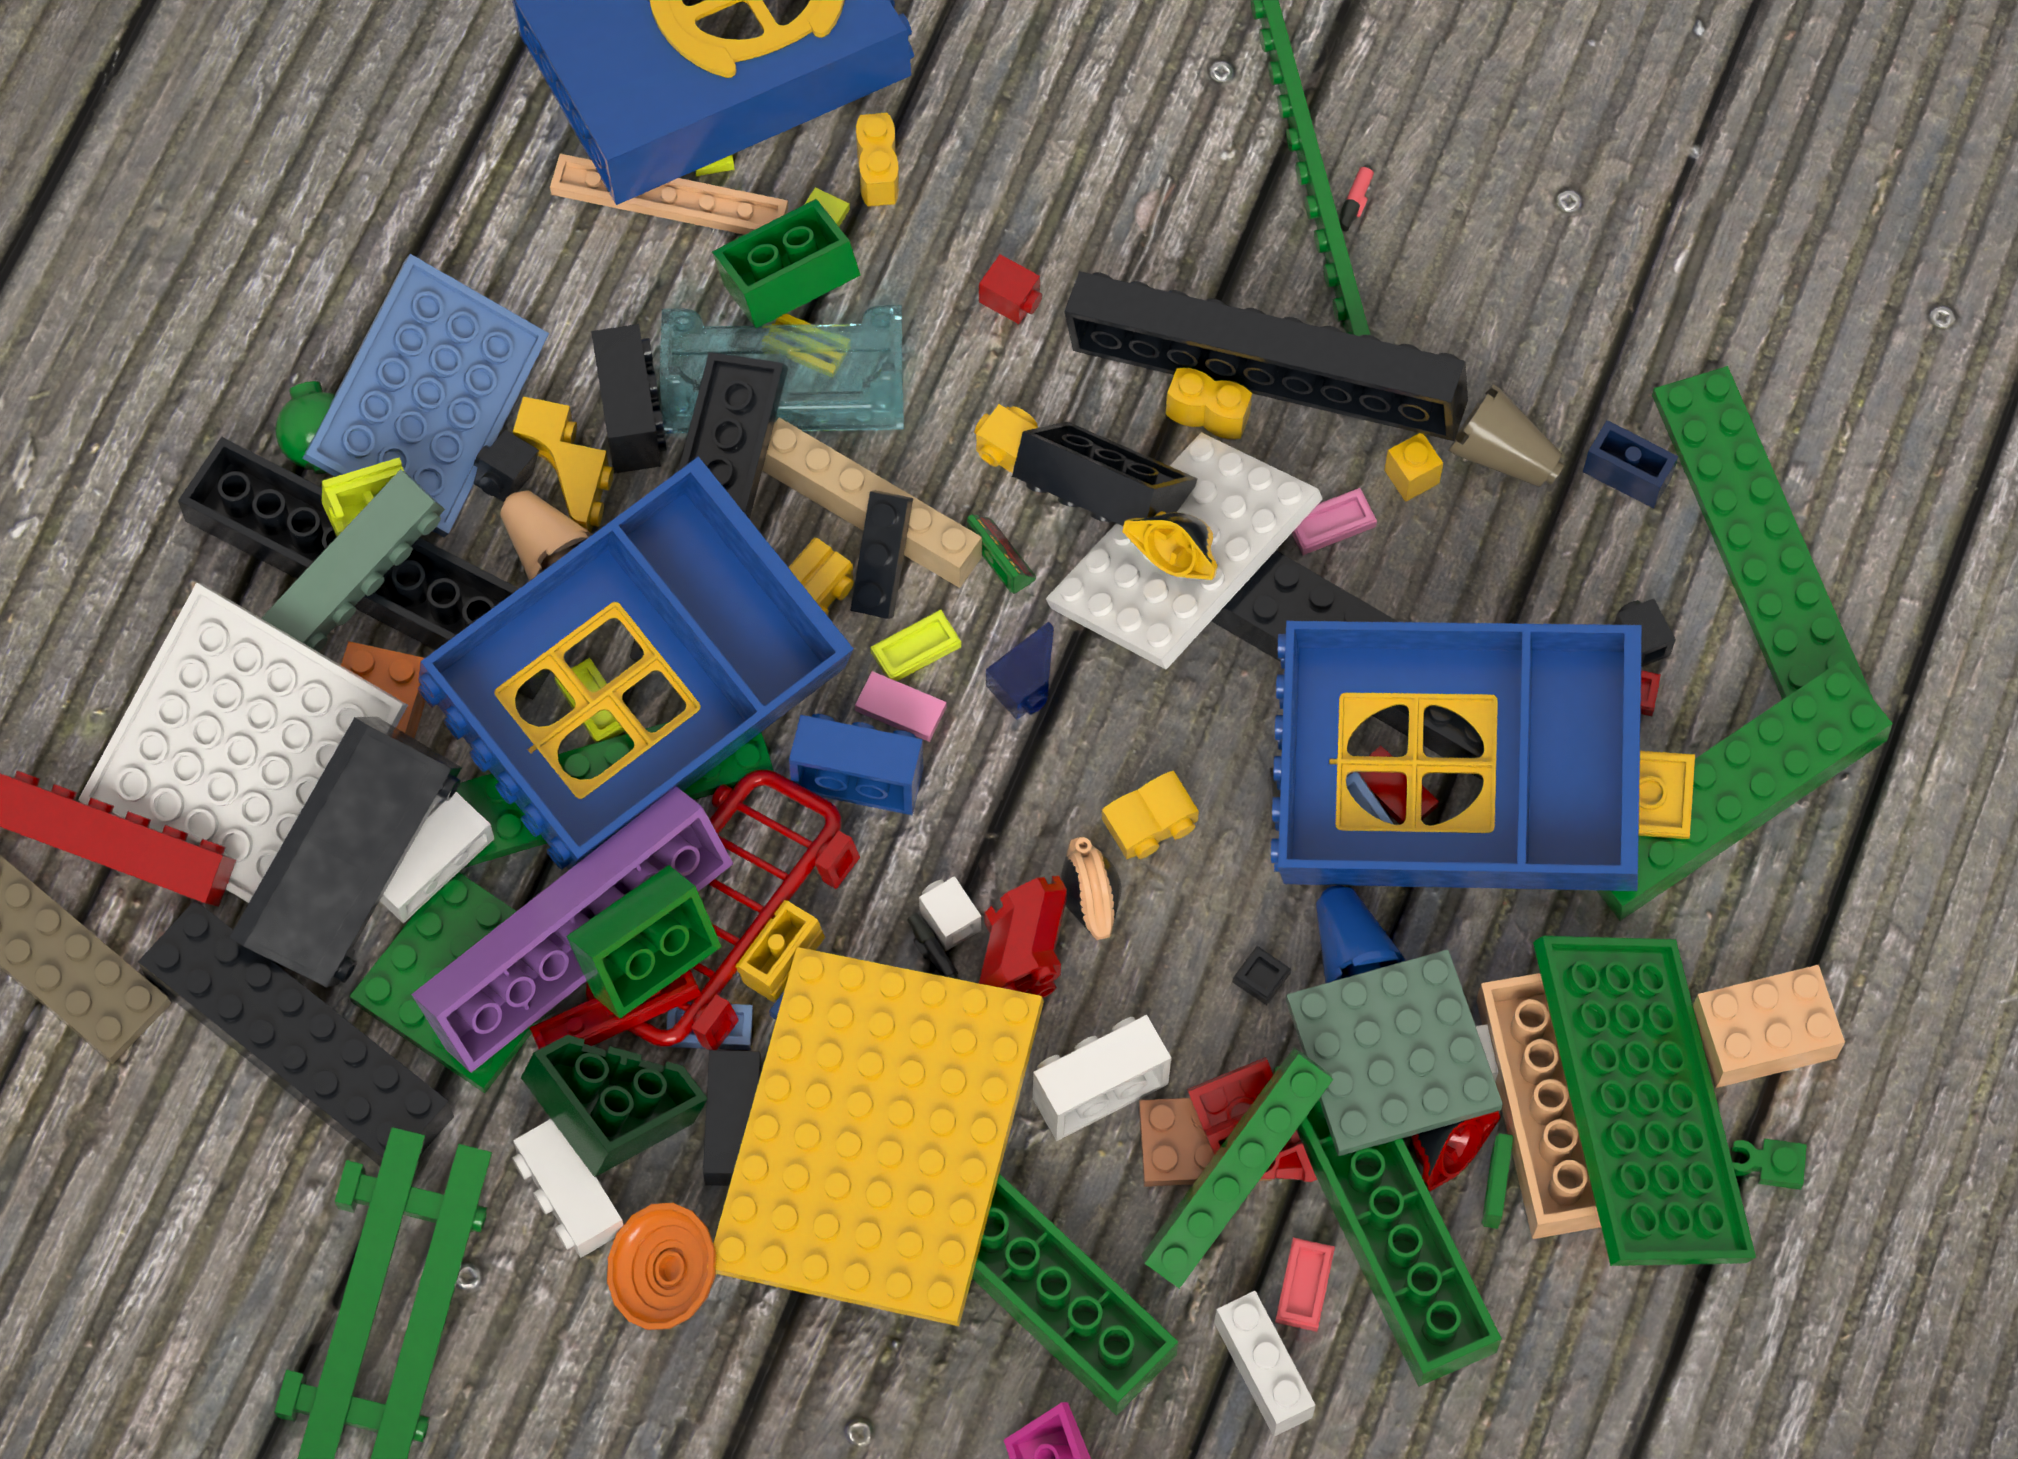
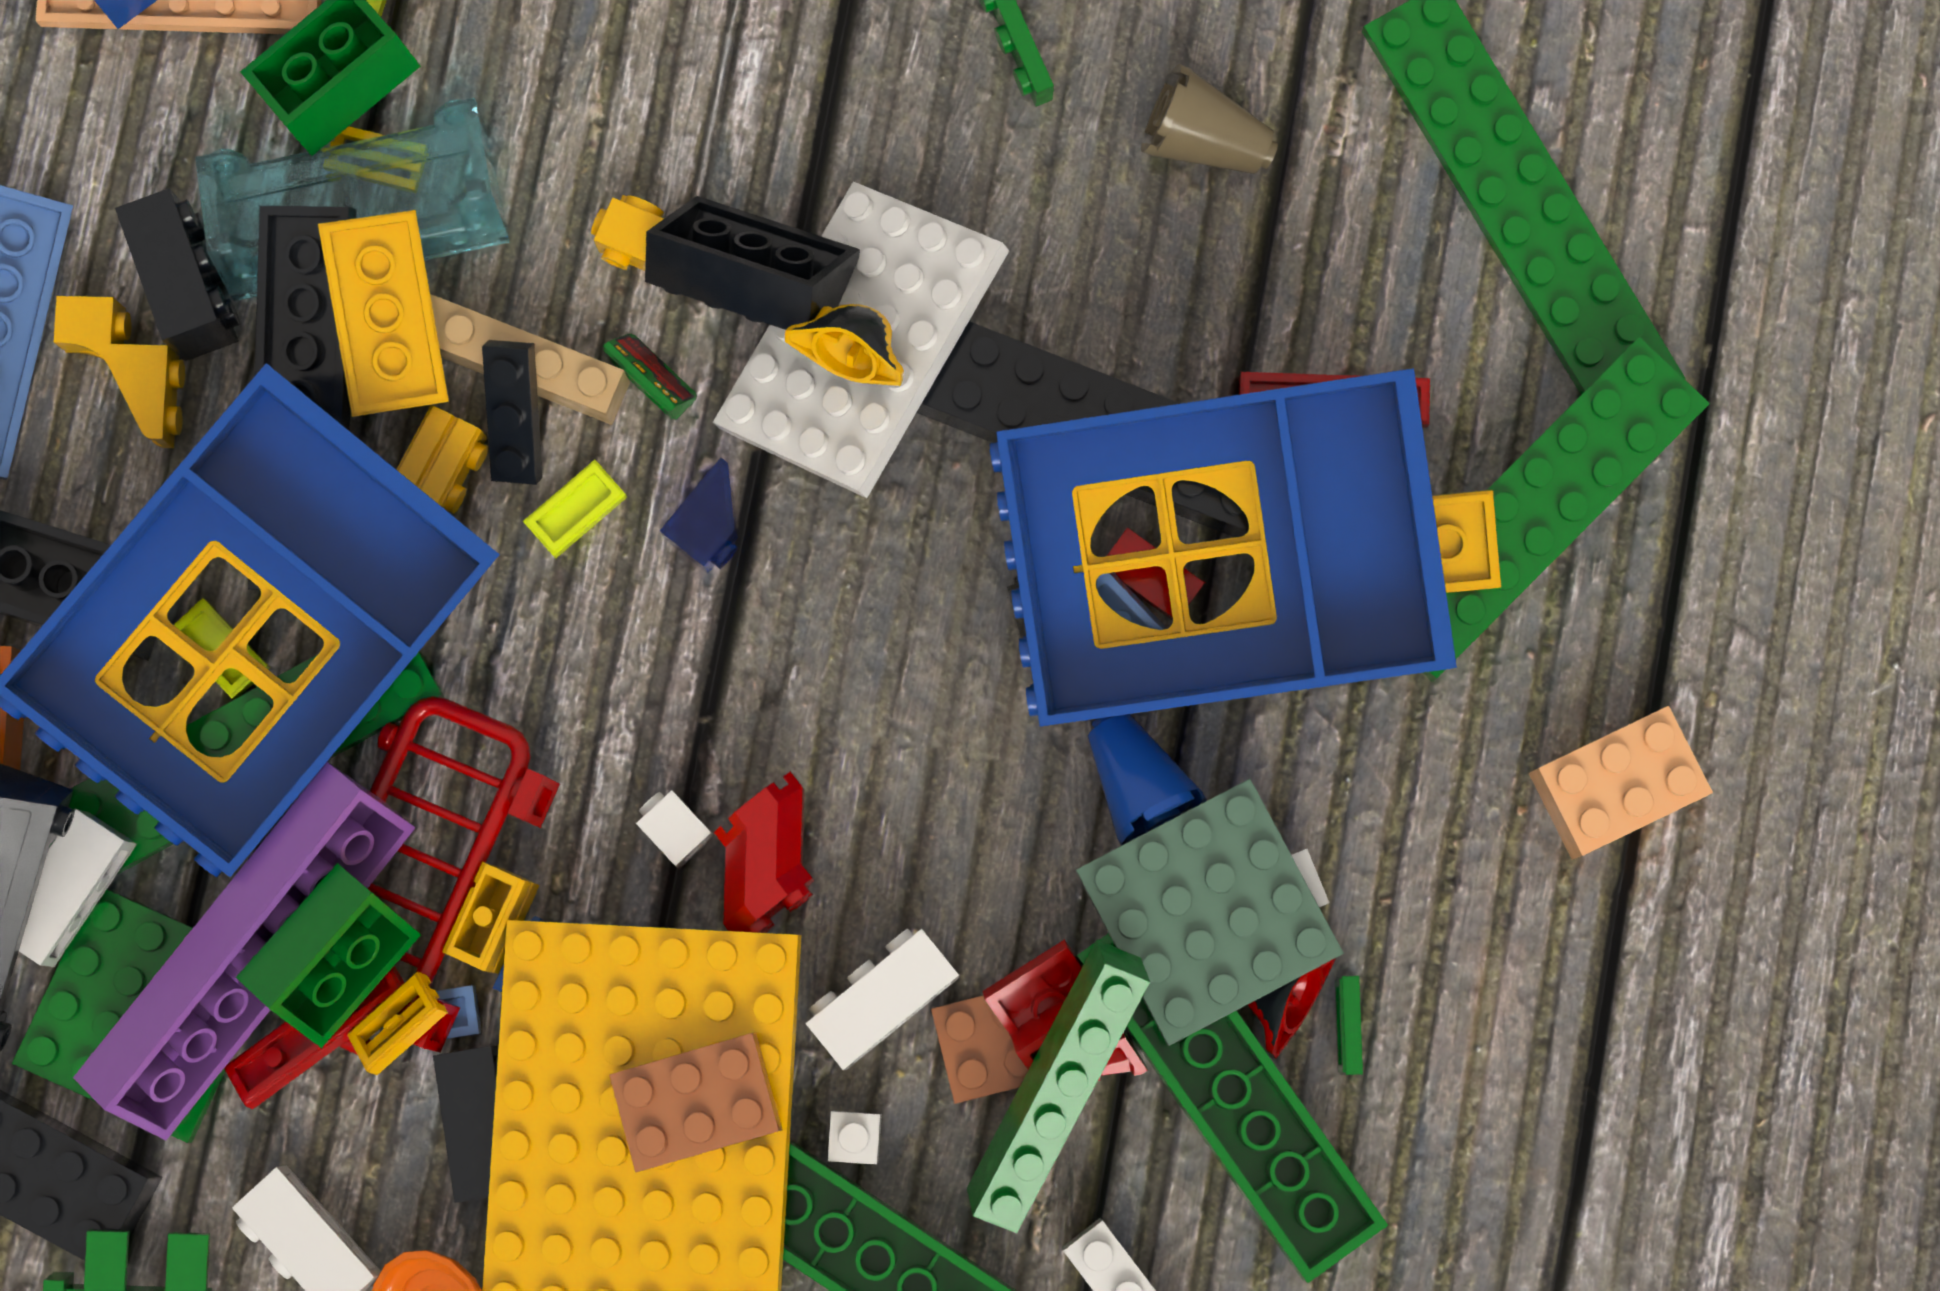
camera: 10 degrees left, 15 degrees up
(505, 466) = (54, 385): black brick -> none
(539, 531) = (116, 464): light nougat cone -> none
(611, 1099) = (331, 1142): dark green brick -> none
(688, 1016) = (399, 1030): none -> yellow tile
(793, 452) = (383, 313): none -> yellow tile
(857, 763) = (532, 674): blue brick -> none
(900, 706) = (571, 585): bright pink tile -> none
(929, 1112) = (695, 1102): none -> nougat plate
(930, 947) = (661, 871): black piece -> none
(1010, 289) = (599, 46): red brick -> none
(1054, 1189) = (854, 1137): none -> white brick
(1091, 887) = (828, 761): light nougat hat -> none
(1150, 815) = (881, 666): yellow brick -> none
(1216, 405) = (843, 145): yellow brick -> none
(1261, 975) = (1041, 829): black tile -> none
(1268, 354) = (912, 80): black brick -> none
(1305, 1284) = (1154, 1185): coral tile -> none
(1334, 521) = (1029, 259): bright pink tile -> none
(1413, 466) = (1105, 178): yellow brick -> none
(1537, 1107) = (1392, 928): light nougat brick -> none
(1630, 464) = (1354, 129): dark blue brick -> none
(1643, 1101) = (1498, 908): green plate -> none
(1656, 634) = (1401, 332): black brick -> none
(1777, 1162) = (1654, 936): green plate -> none

